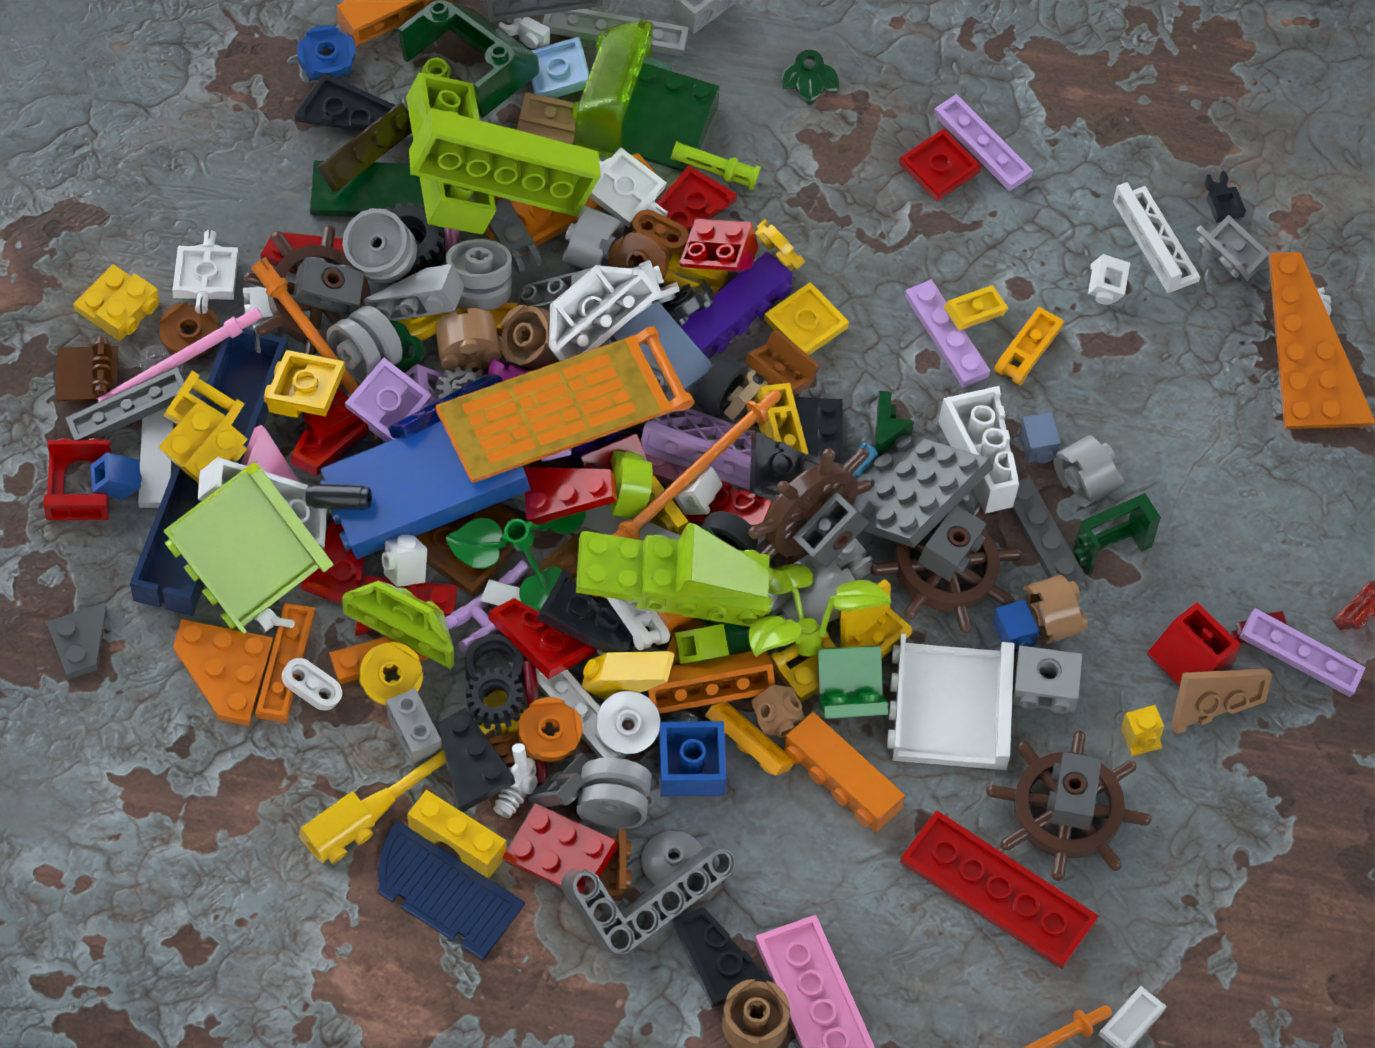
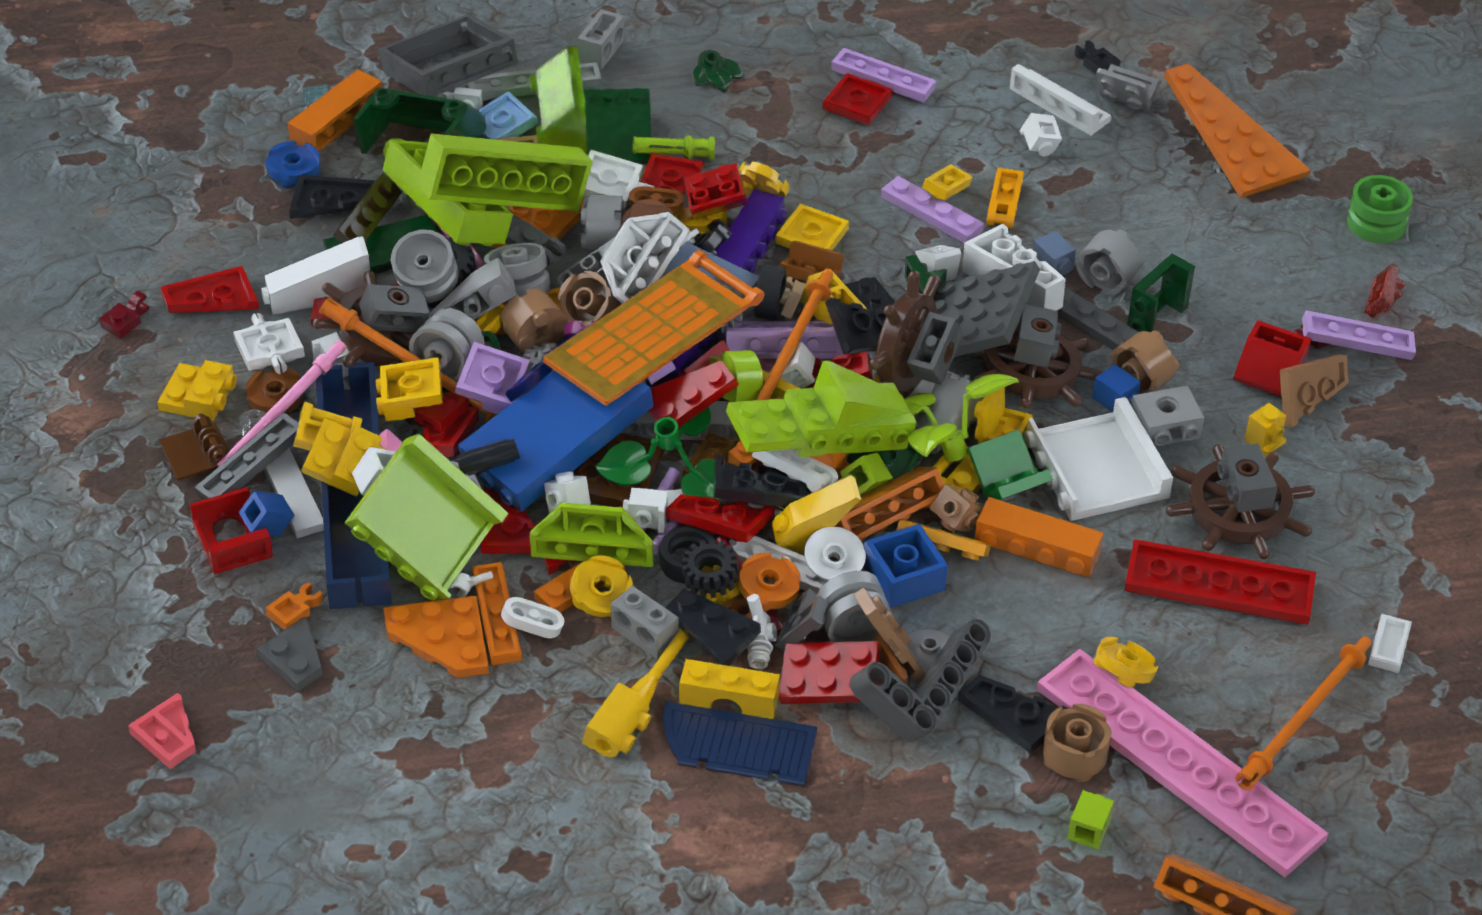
camera: 20 degrees left, 15 degrees down
(84, 190) = (122, 318): none -> dark red plate
(97, 589) = (292, 608): none -> orange plate
(180, 189) = (212, 292): none -> red wing
(283, 210) = (302, 282): none -> white slope
(472, 603) = (647, 507): none -> white brick
(633, 833) = (887, 627): none -> medium nougat wing
(843, 957) = (1128, 662): none -> yellow plate
(916, 402) = (940, 258): none -> white slope

